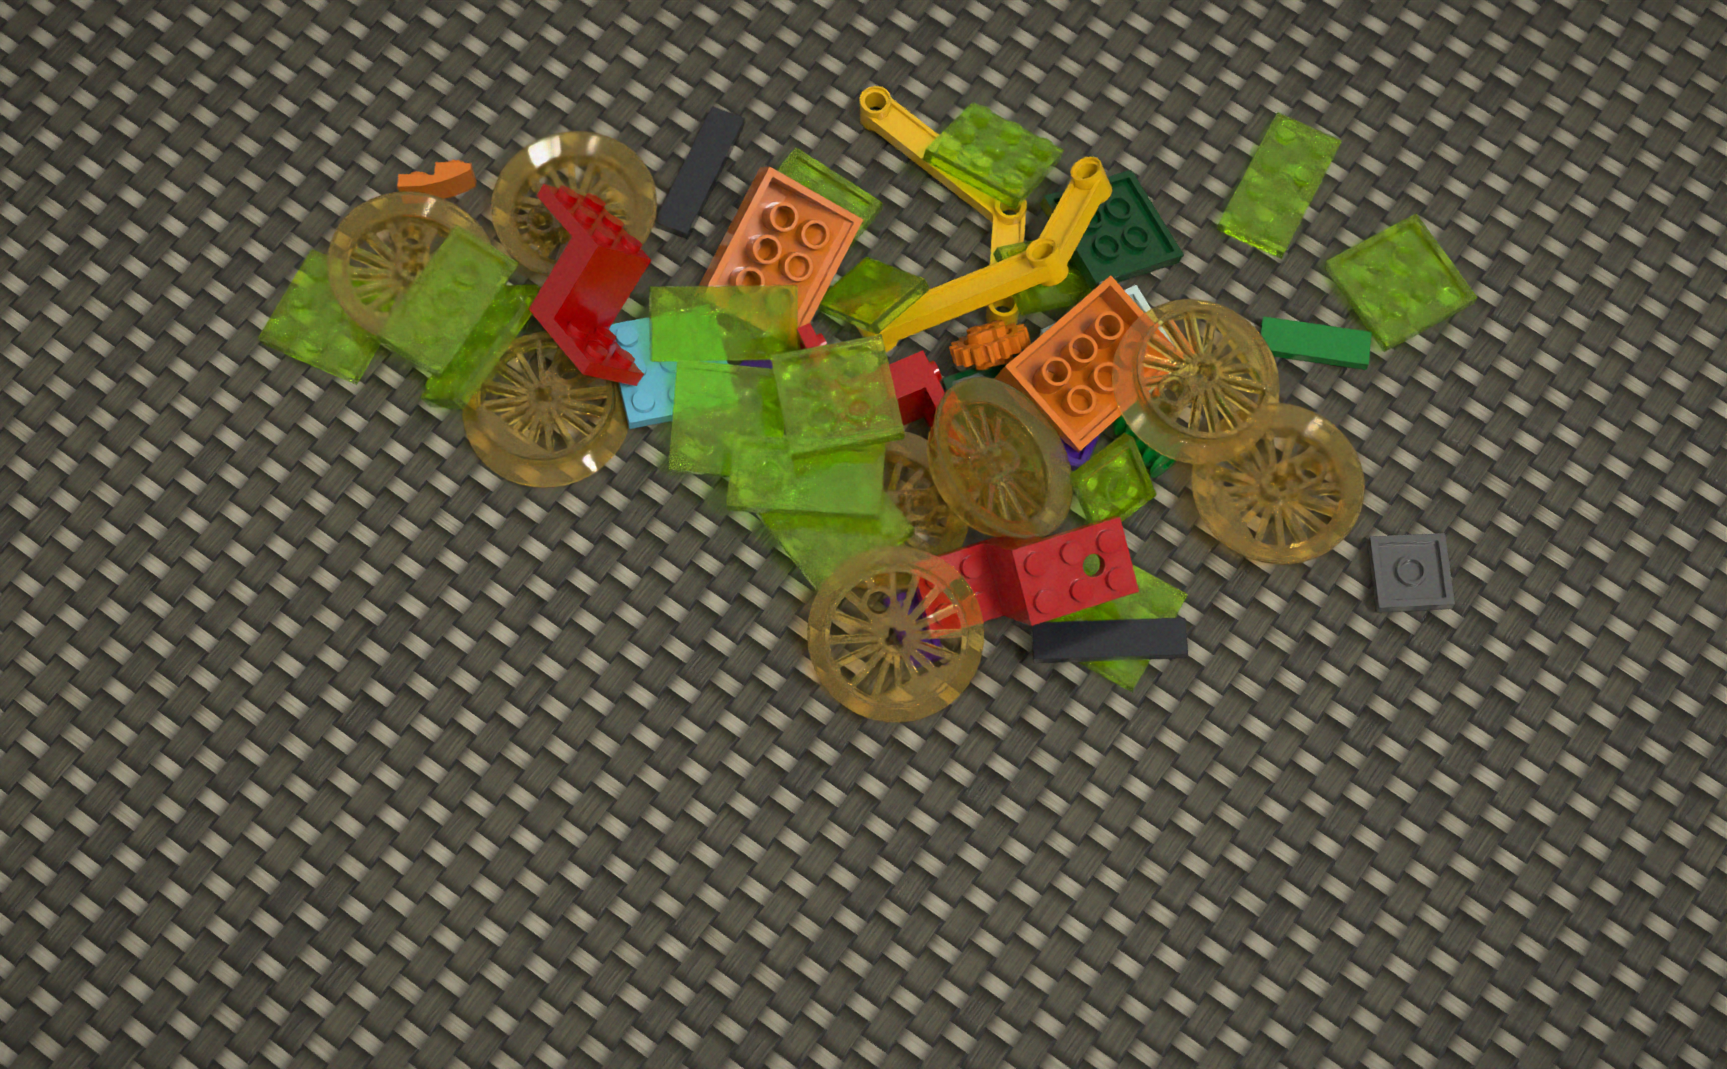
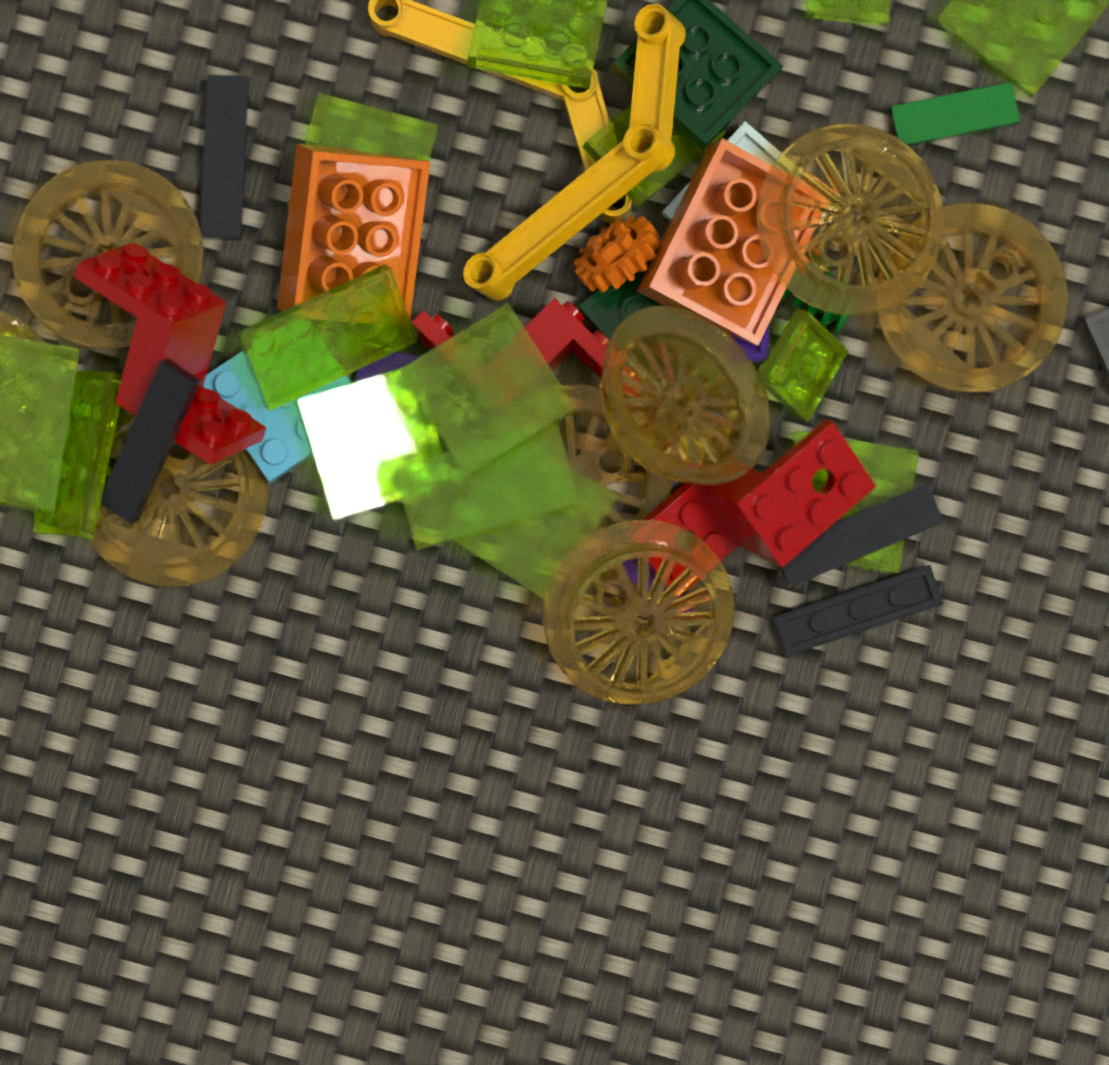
camera: 20 degrees left, 15 degrees up
(541, 341) = (149, 440): none -> black tile
(873, 295) = (472, 243): clear neon green tile -> none
(1086, 708) = (857, 611): none -> black tile

